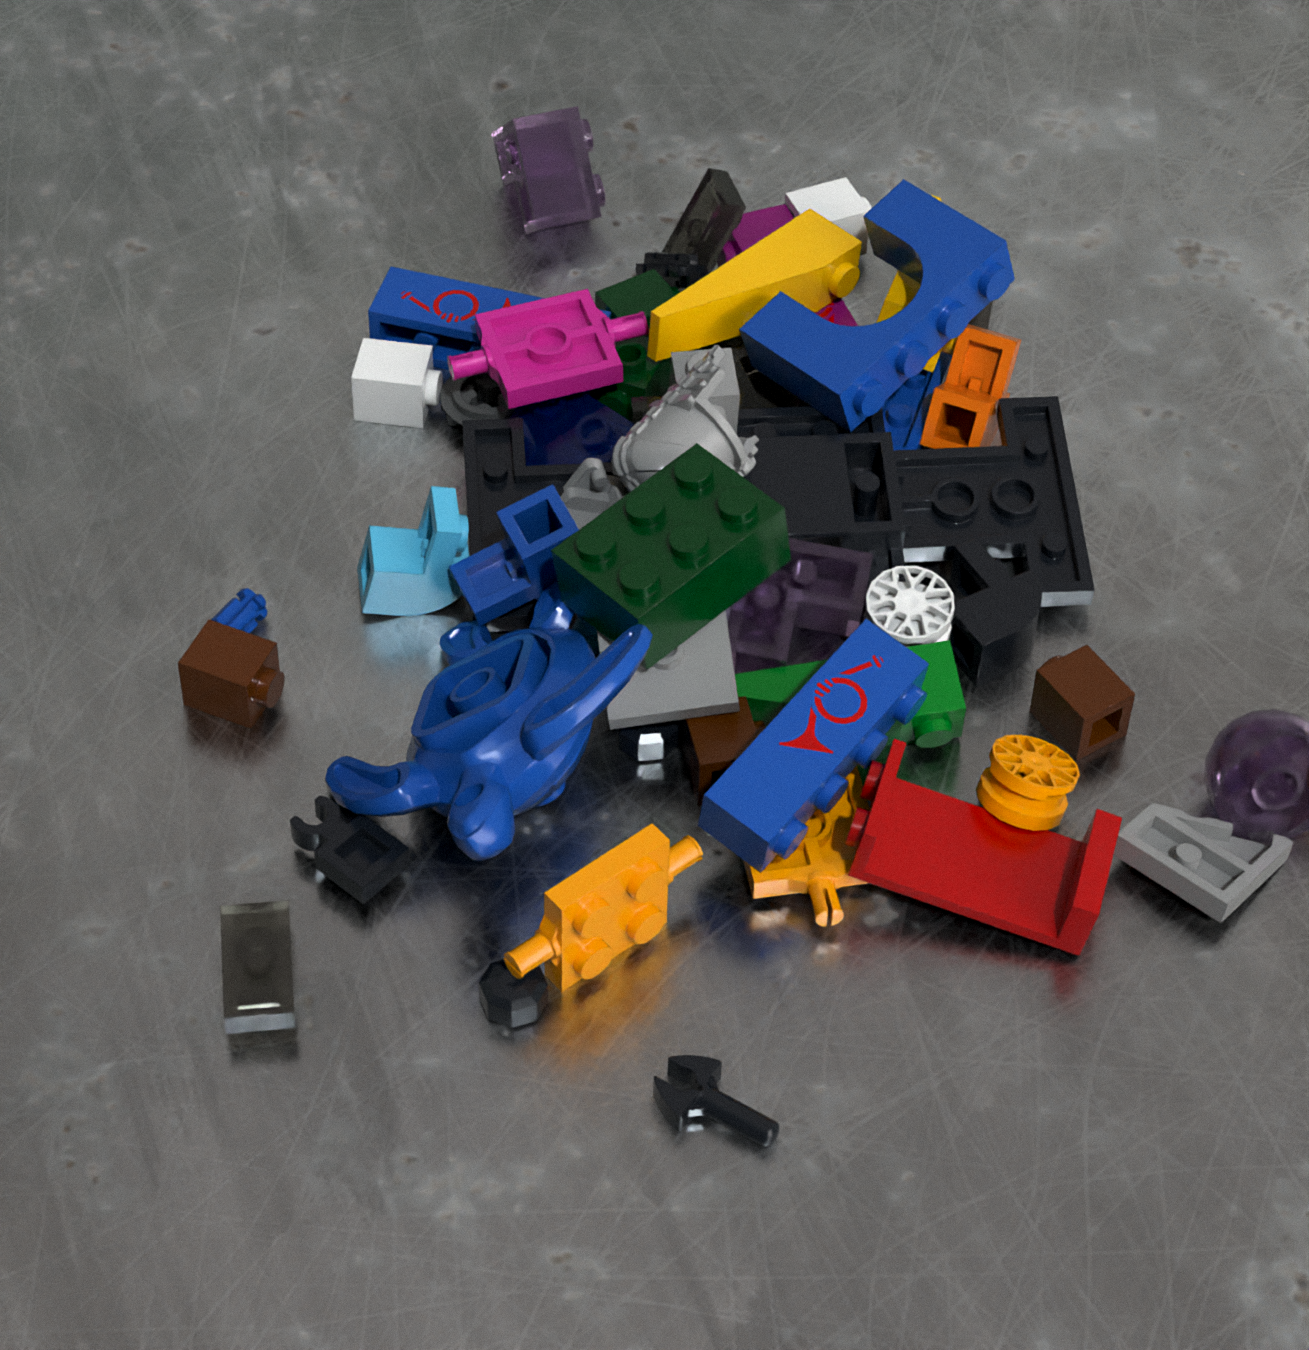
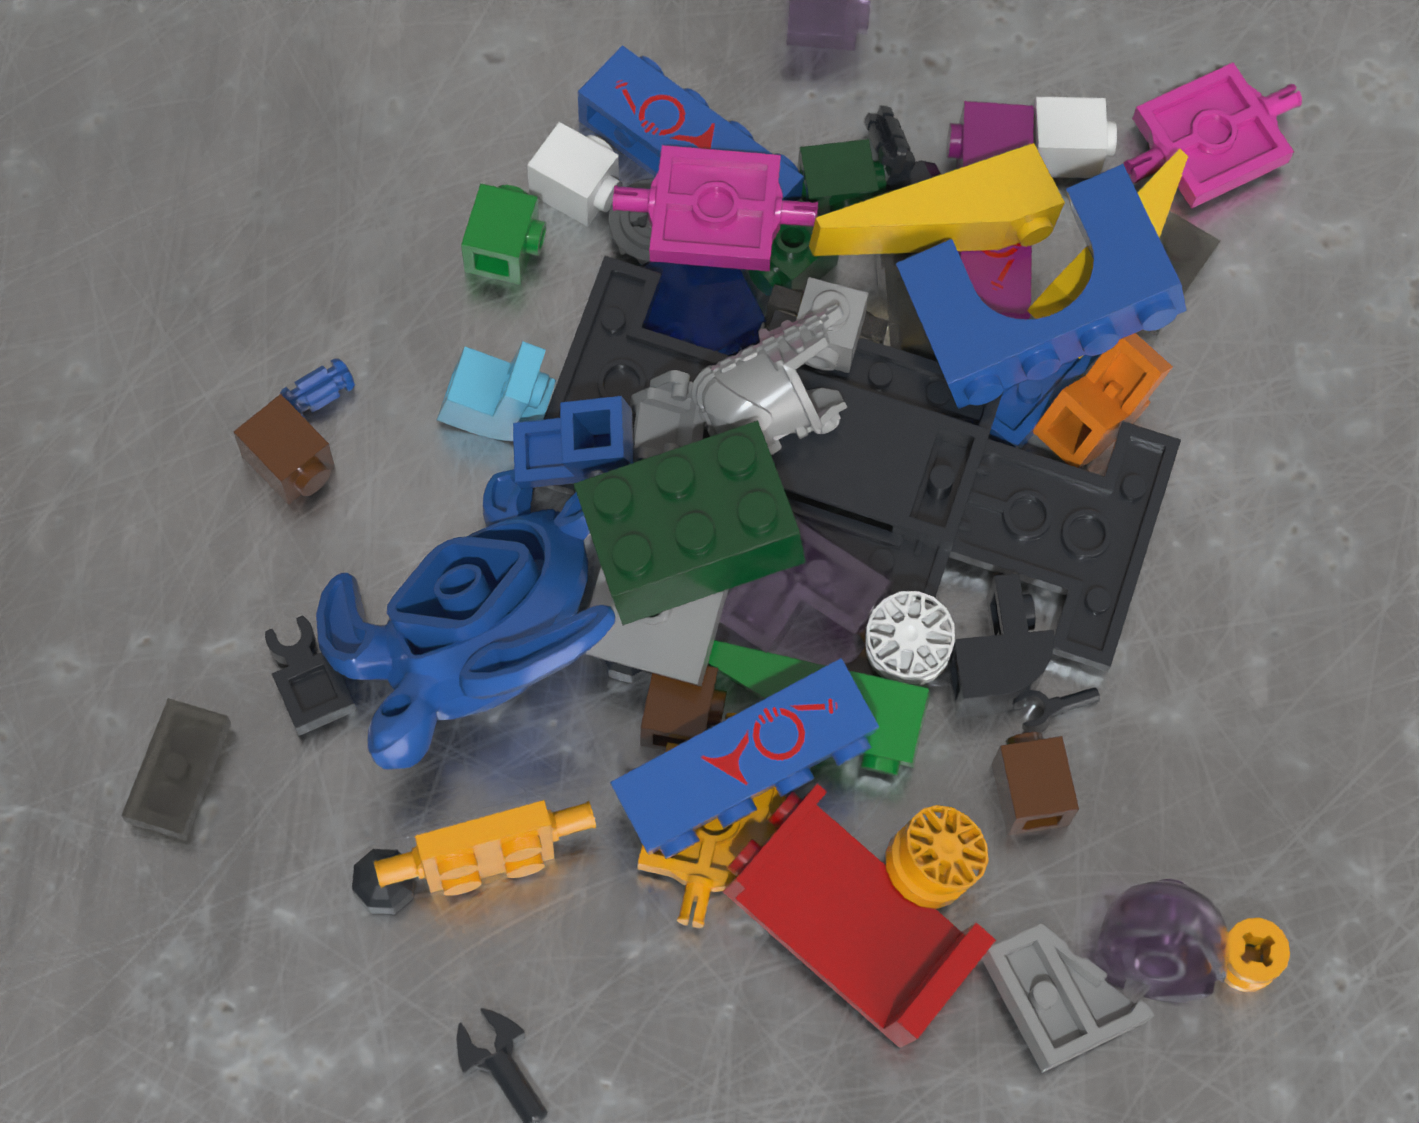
camera: 20 degrees right, 20 degrees up
(351, 446) = (502, 233): none -> green brick
(708, 219) = (941, 106): clear smoke plate -> none
(960, 176) = (1221, 128): none -> dark pink plate
(1051, 643) = (1054, 706): none -> black hand

